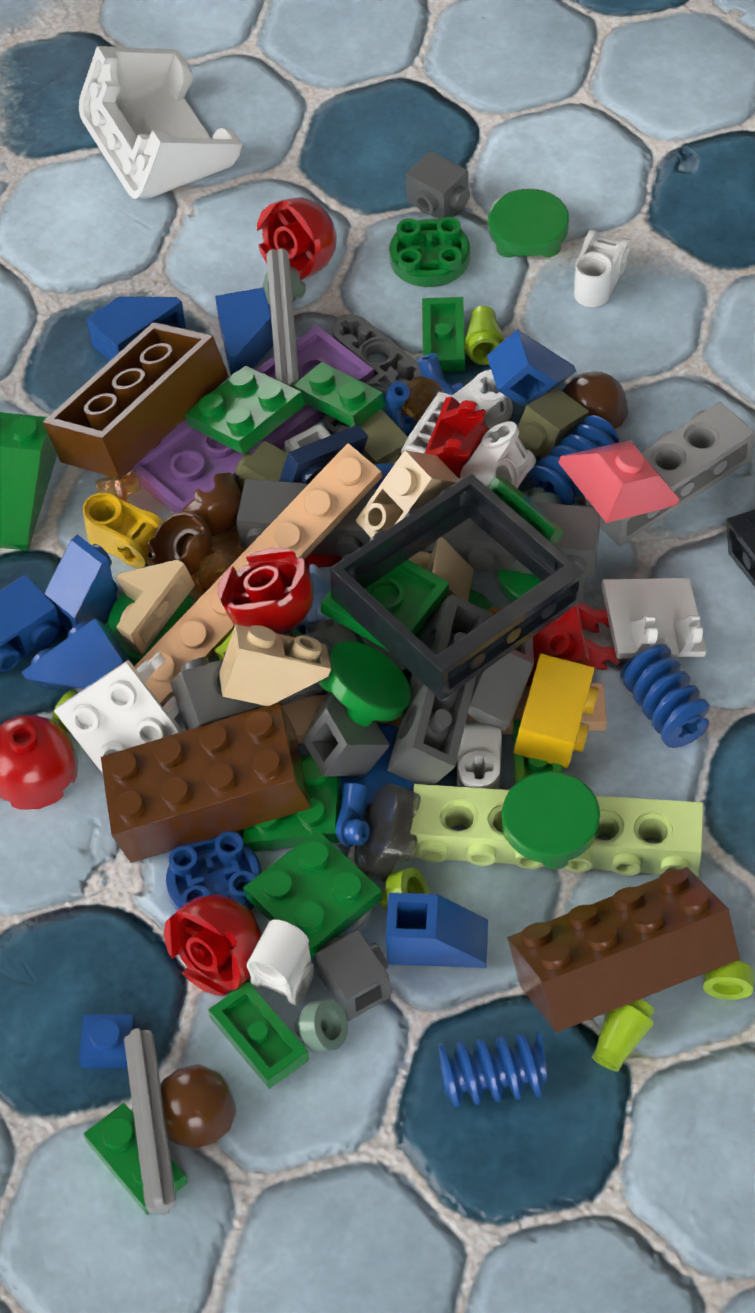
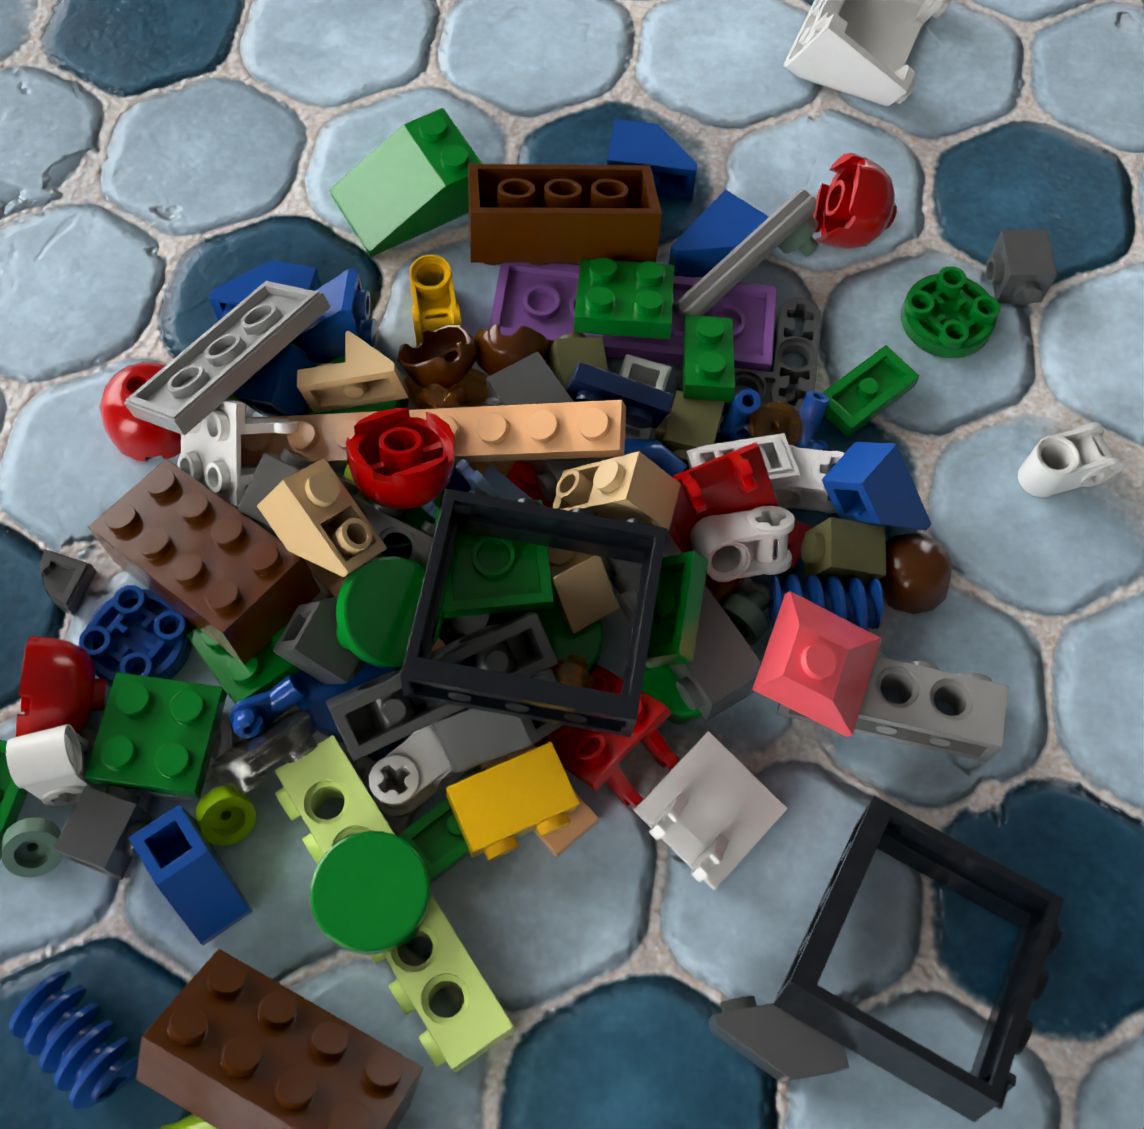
camera: 45 degrees right, 10 degrees up
(64, 658) = (226, 356): none -> light grey tile
(117, 901) = (65, 579): none -> dark grey tile
(121, 488) = (472, 274): clear orange tile -> none
(482, 335) = (897, 422): lime cone -> none
(528, 223) = (1058, 367): green tile -> none
(666, 696) = (623, 889): blue piece -> none

